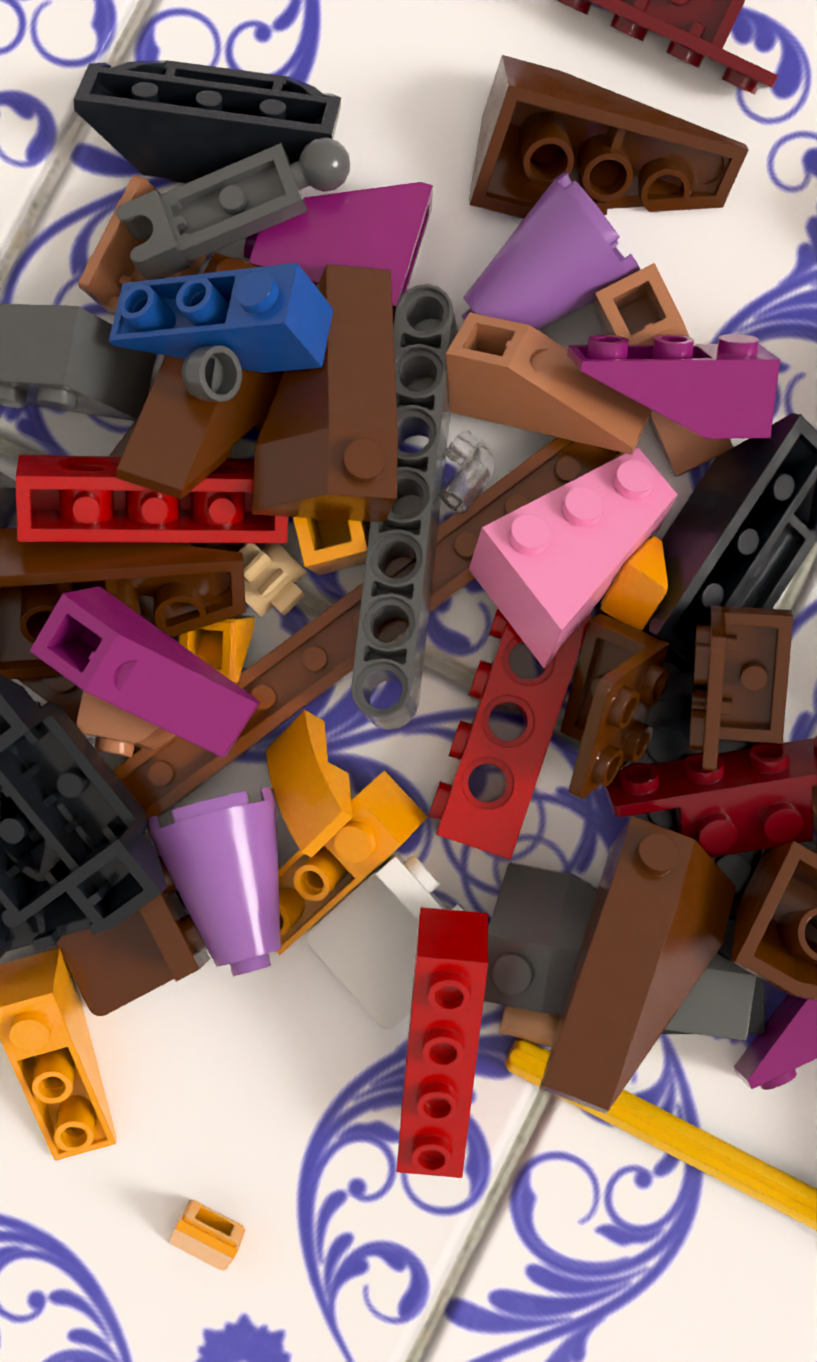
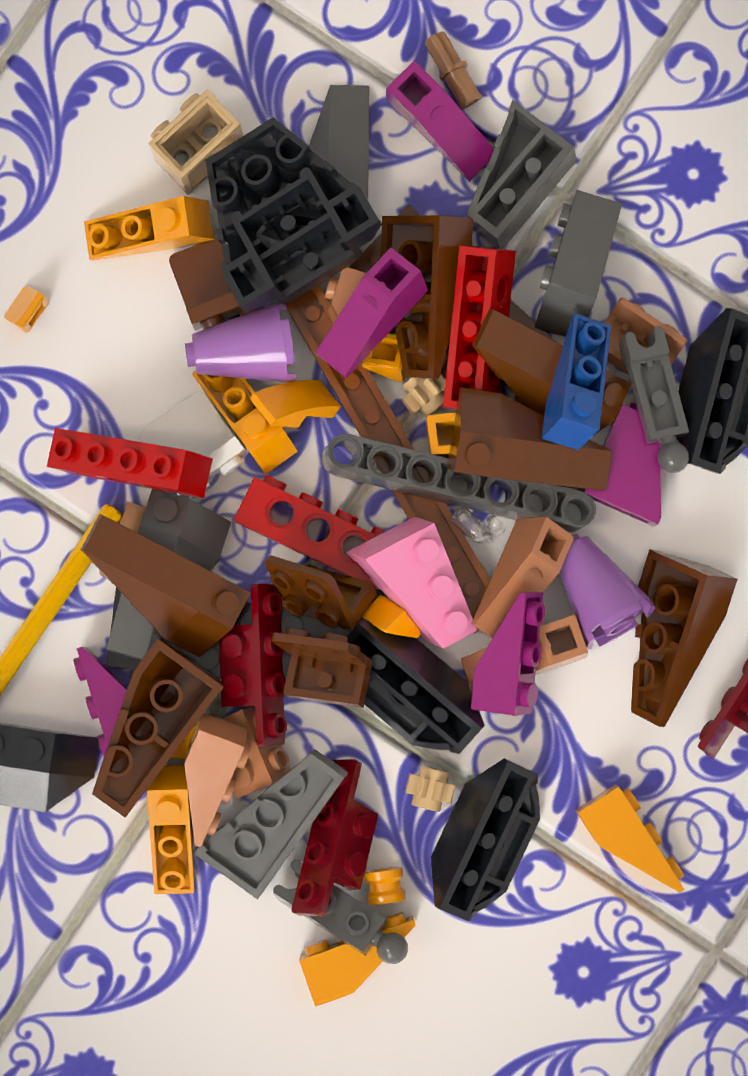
camera: 90 degrees right, 0 degrees up
(212, 373) = (544, 372): dark grey hinge -> none

